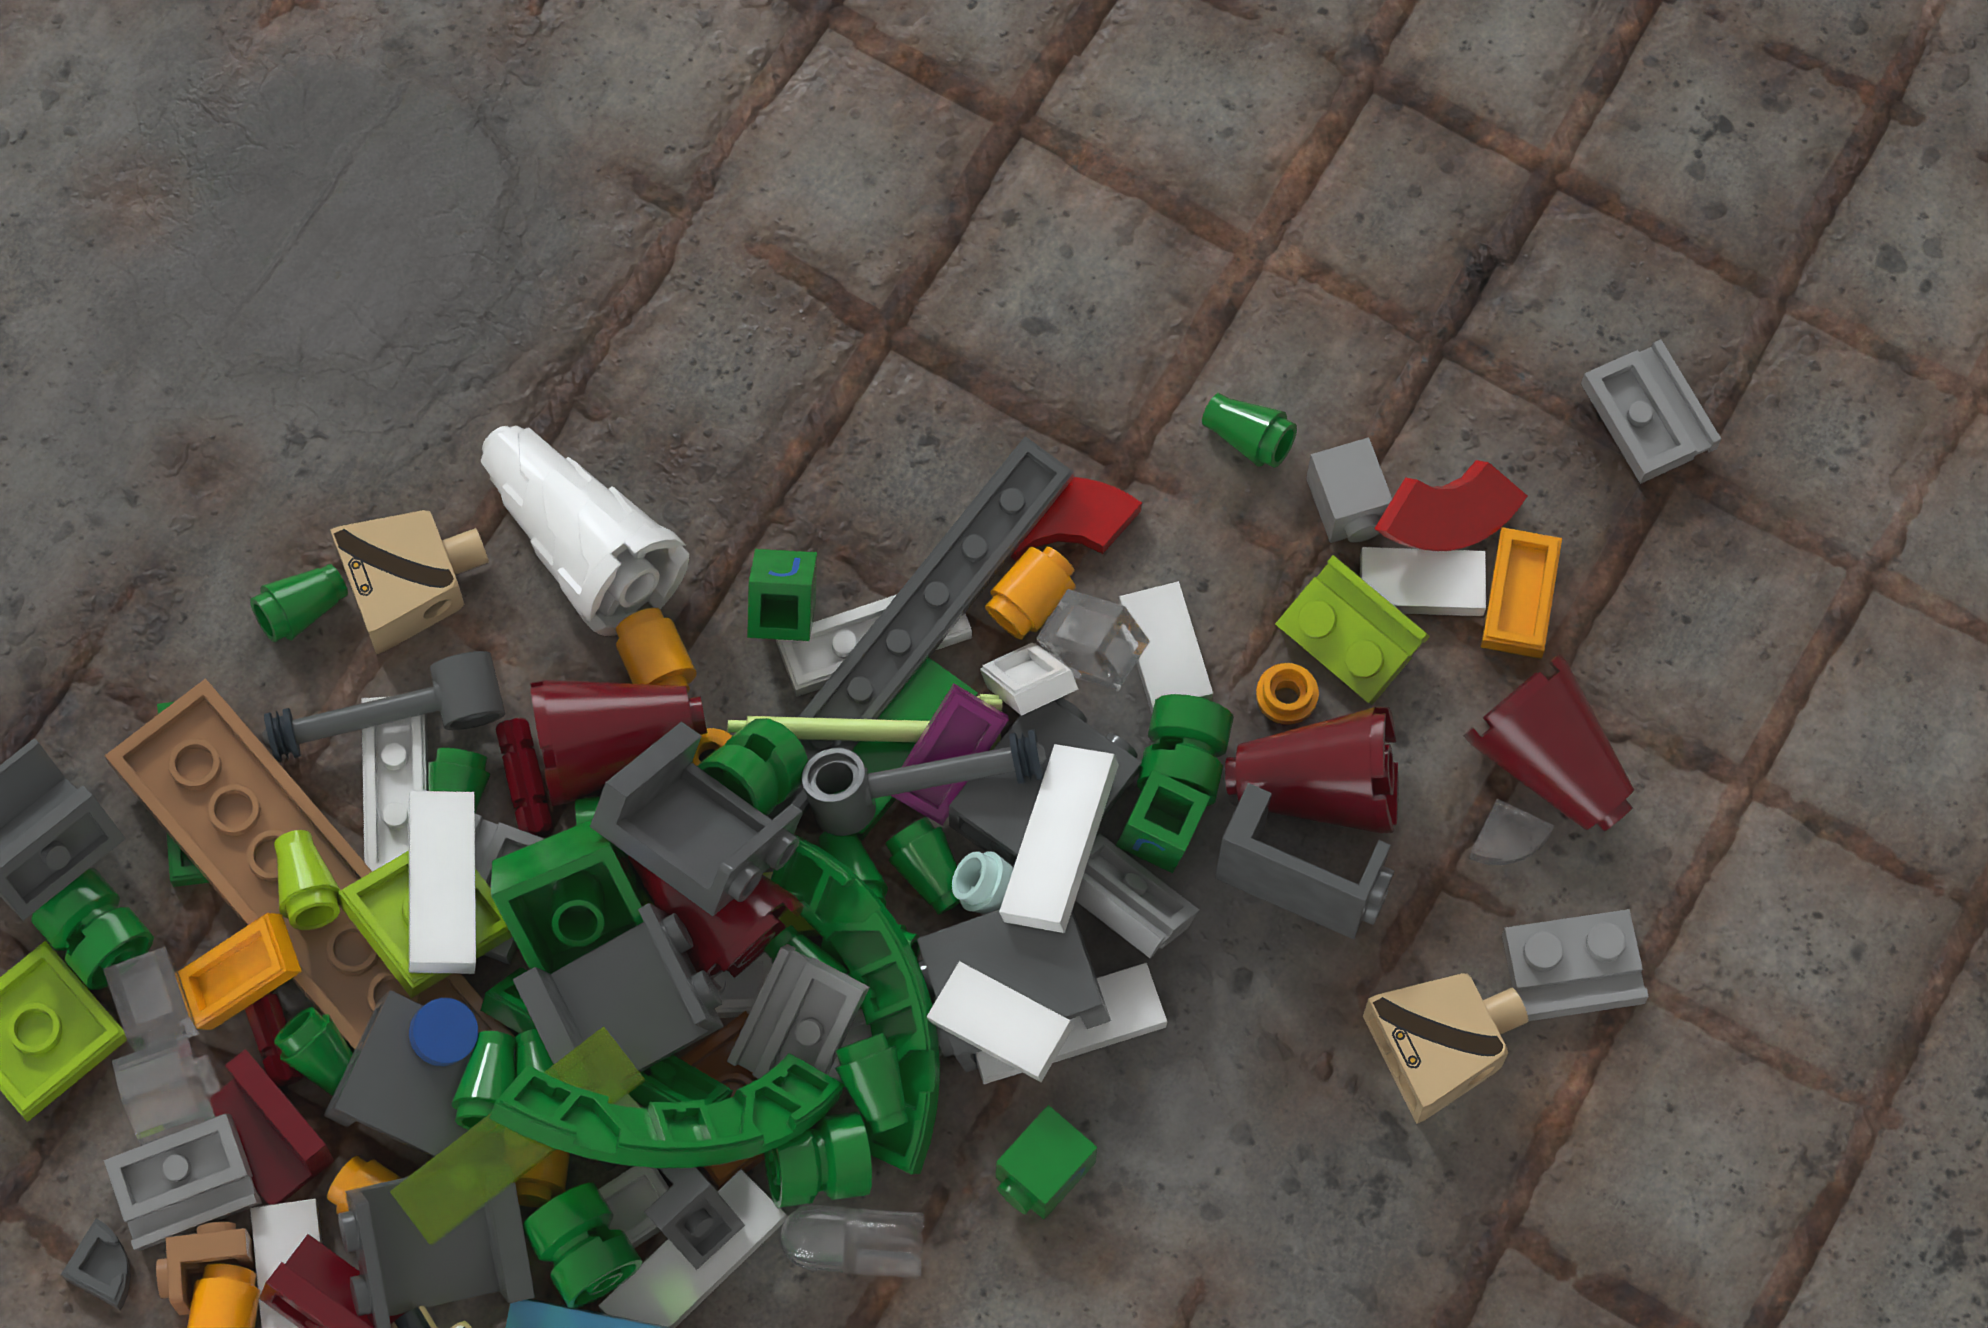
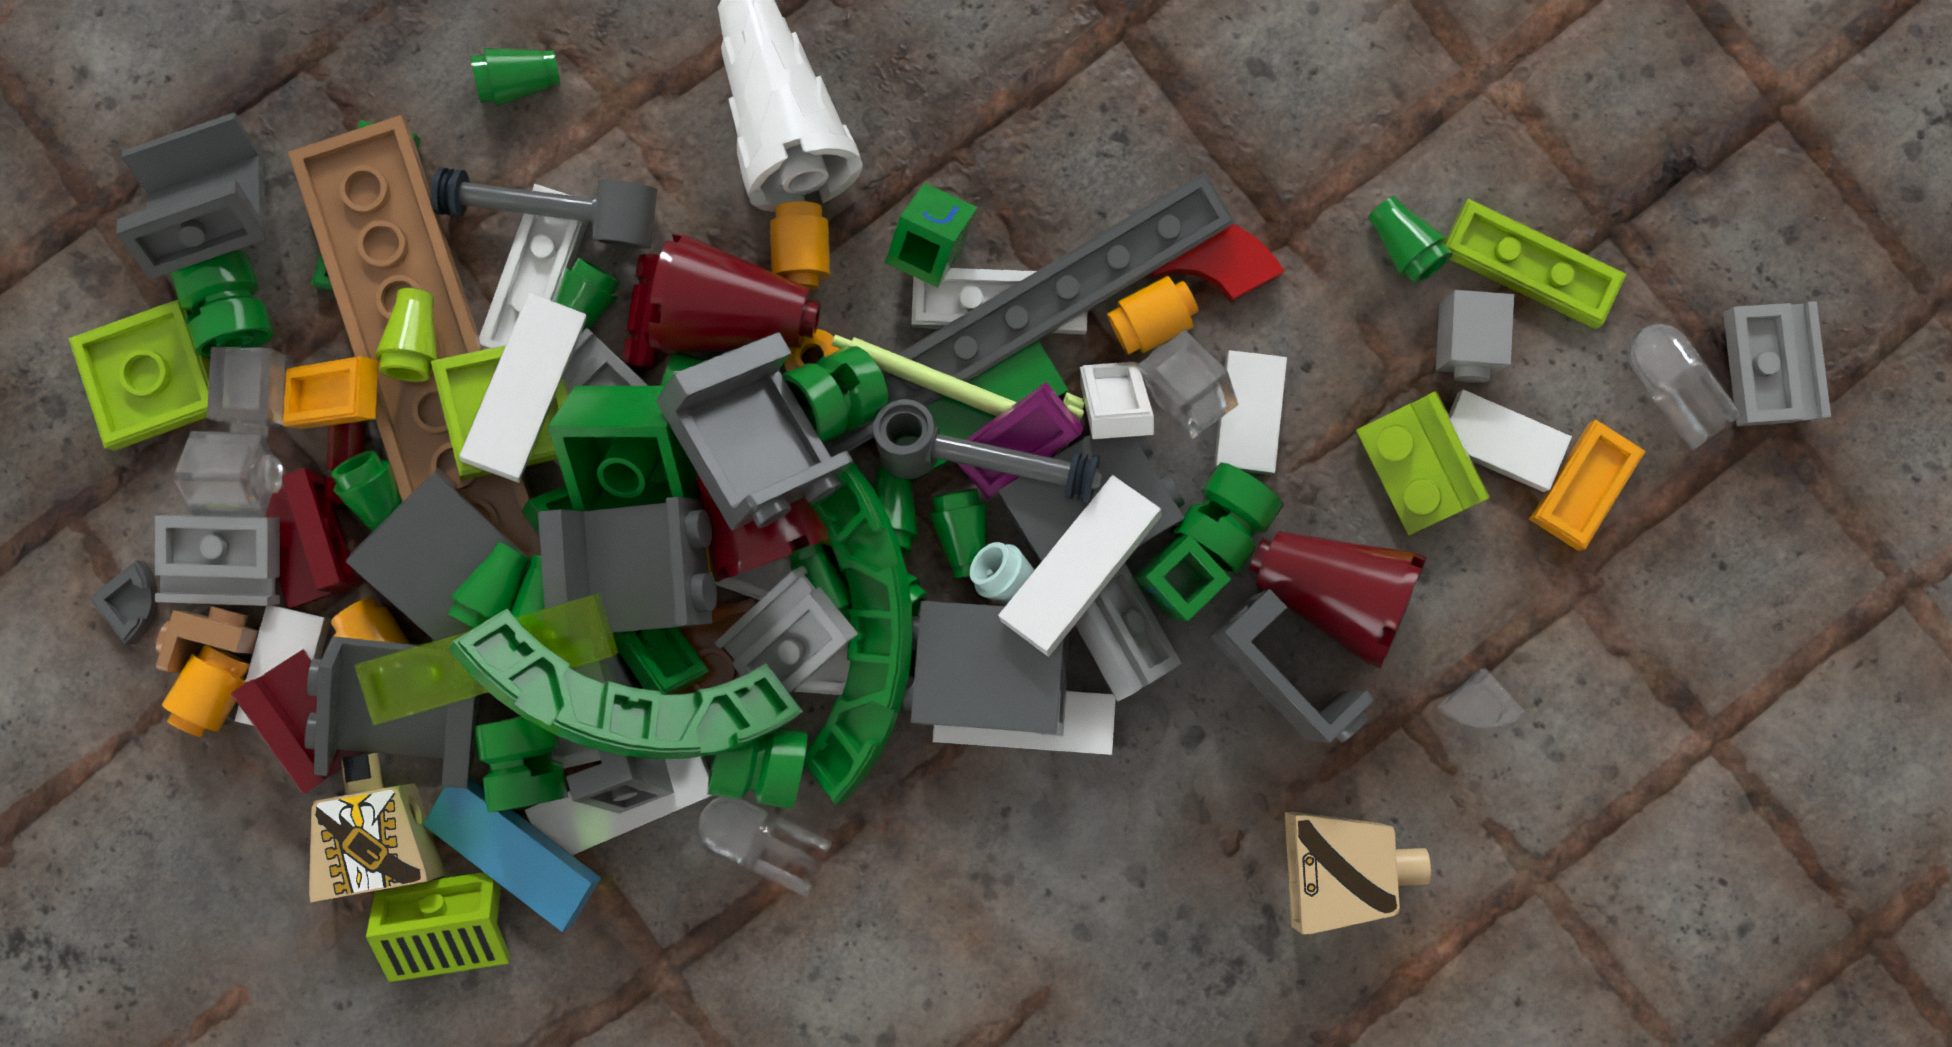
camera: 20 degrees right, 15 degrees up
(405, 573) = (612, 84): tan torso -> none
(443, 1032) = (467, 529): blue tile -> none
(874, 1081) = (829, 717): green cone -> none
(1000, 1021) = (959, 713): white tile -> none
(1044, 1164) = (951, 842): green brick -> none
(1292, 677) = (1352, 484): light orange plate -> none
(1380, 408) = (1533, 264): none -> lime tile
(1453, 513) = (1556, 392): red tile -> none
(1557, 748) = (1560, 645): dark red cone -> none
(1567, 462) = (1680, 383): none -> clear arm
(1575, 964) = (1491, 844): light grey plate -> none

